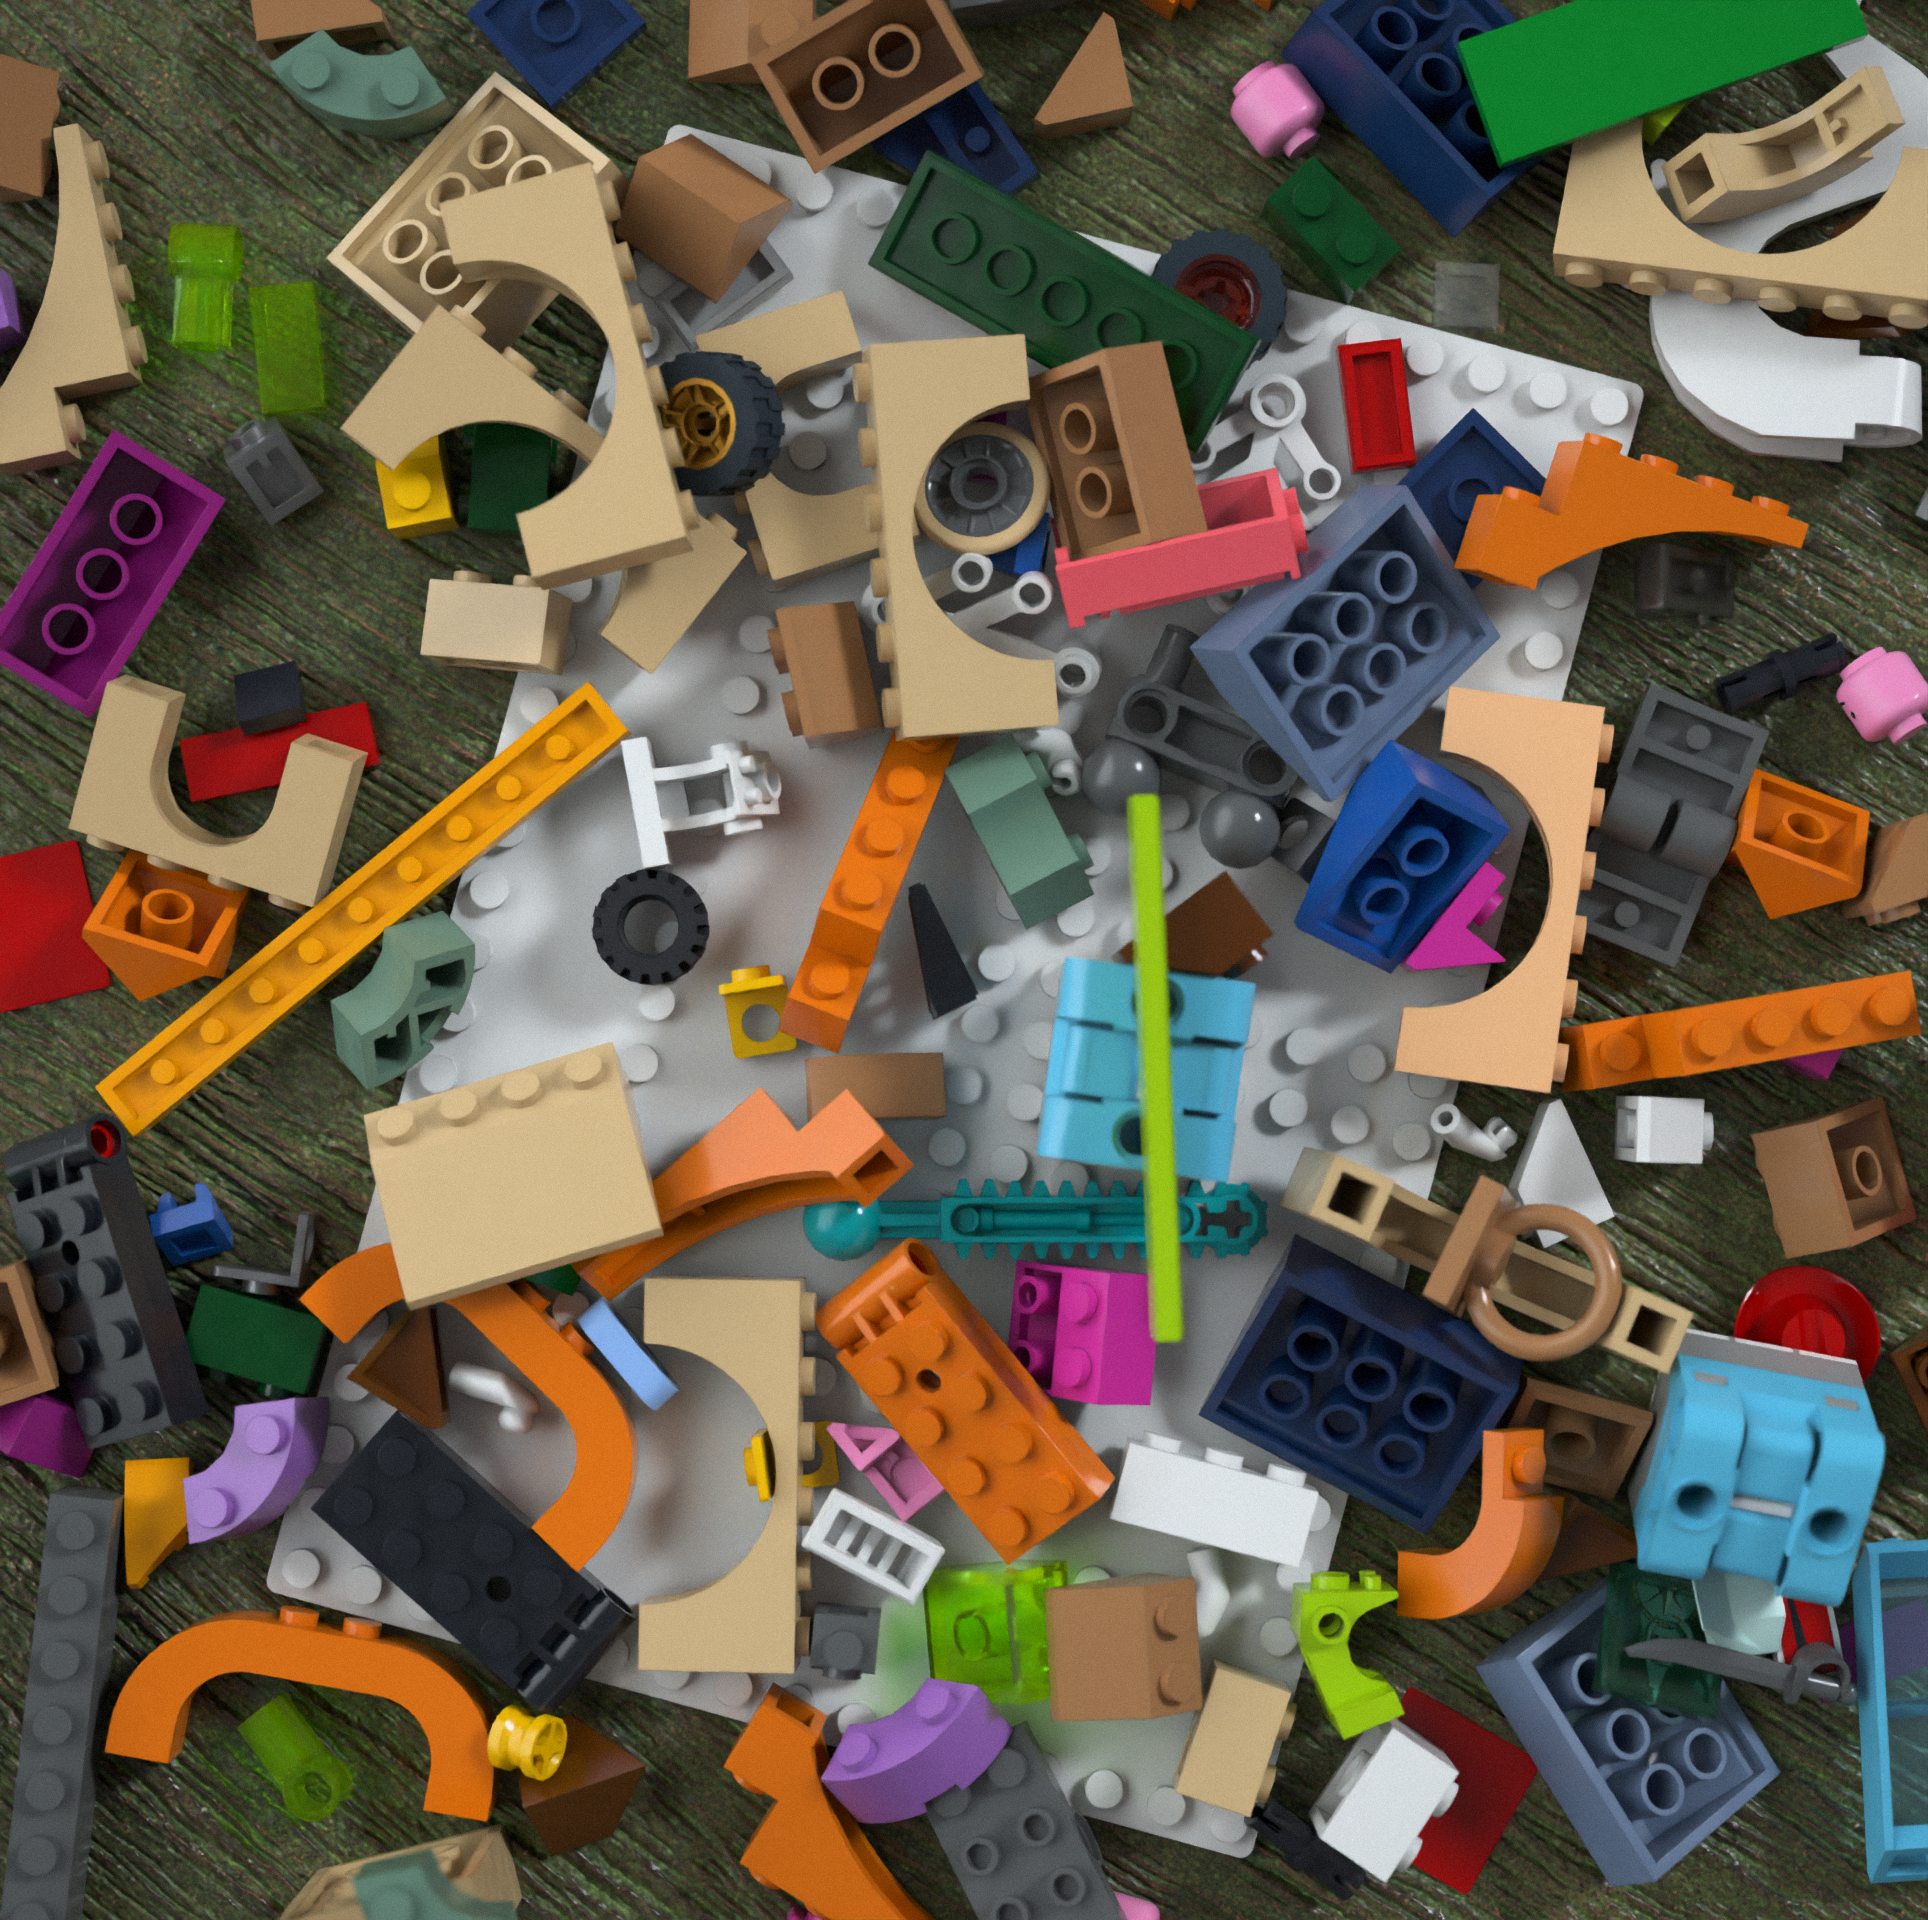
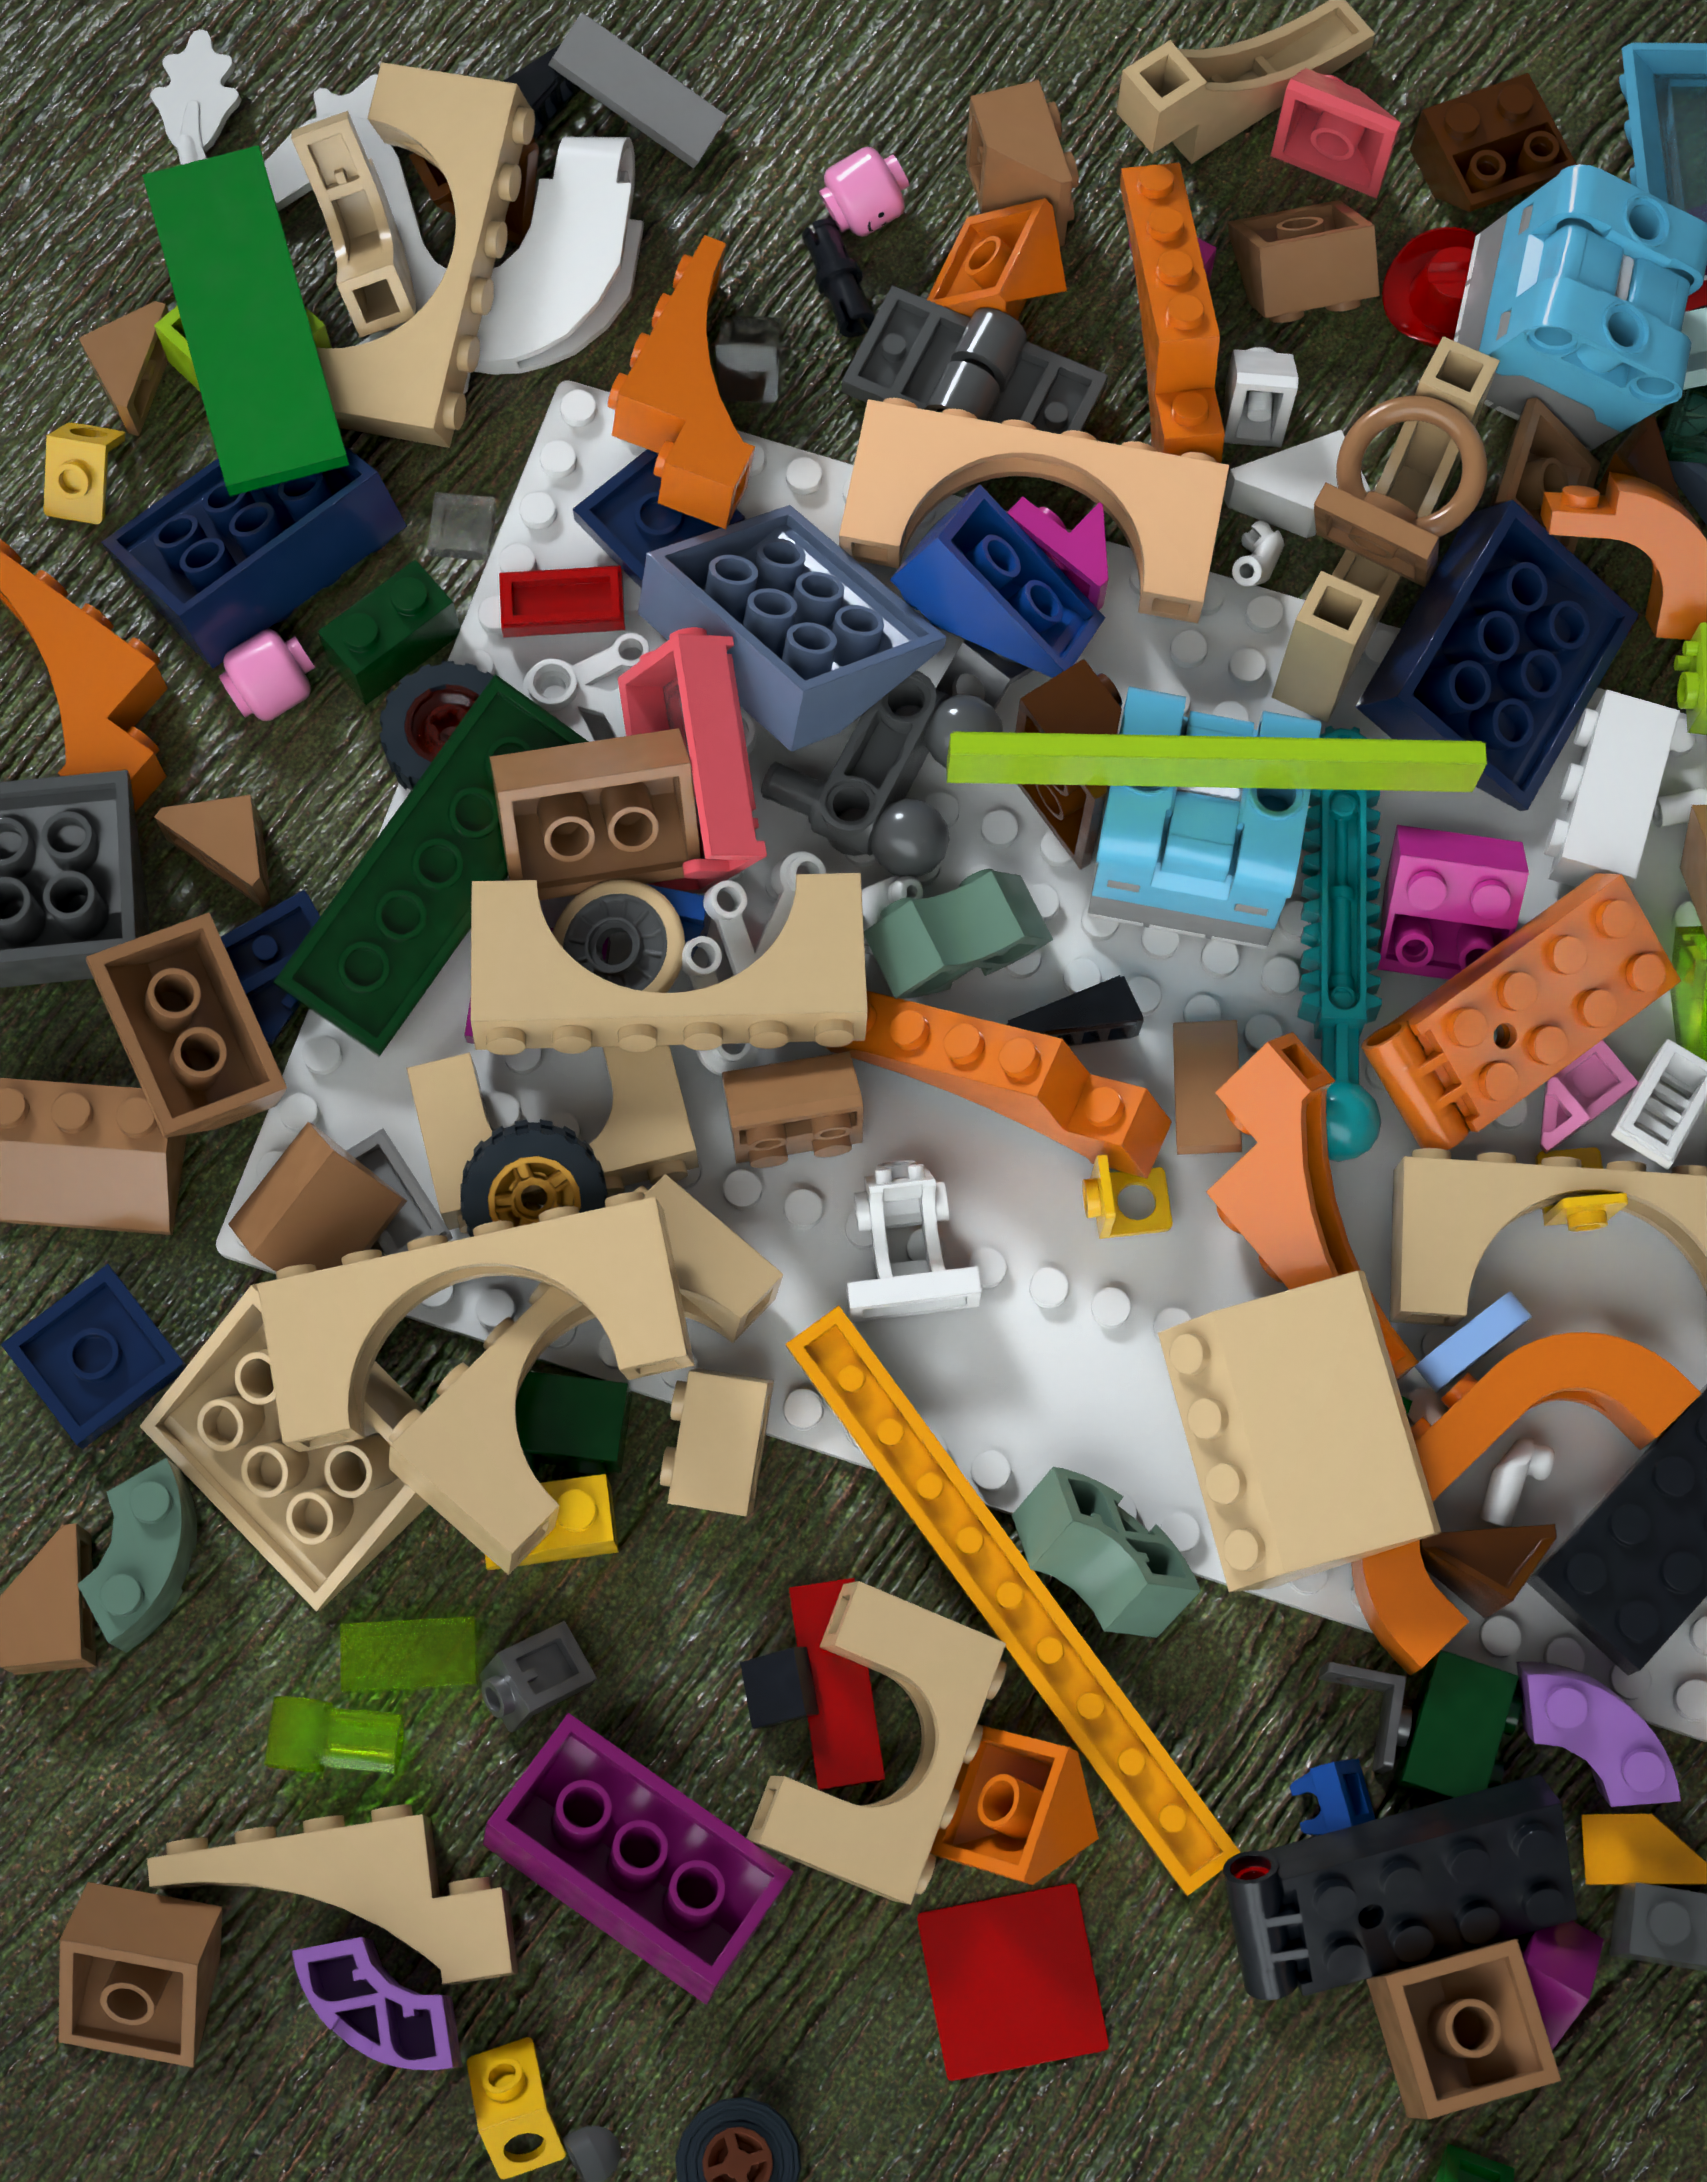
camera: 90 degrees left, 15 degrees down
(610, 922) = (1045, 1259): black tyre -> none

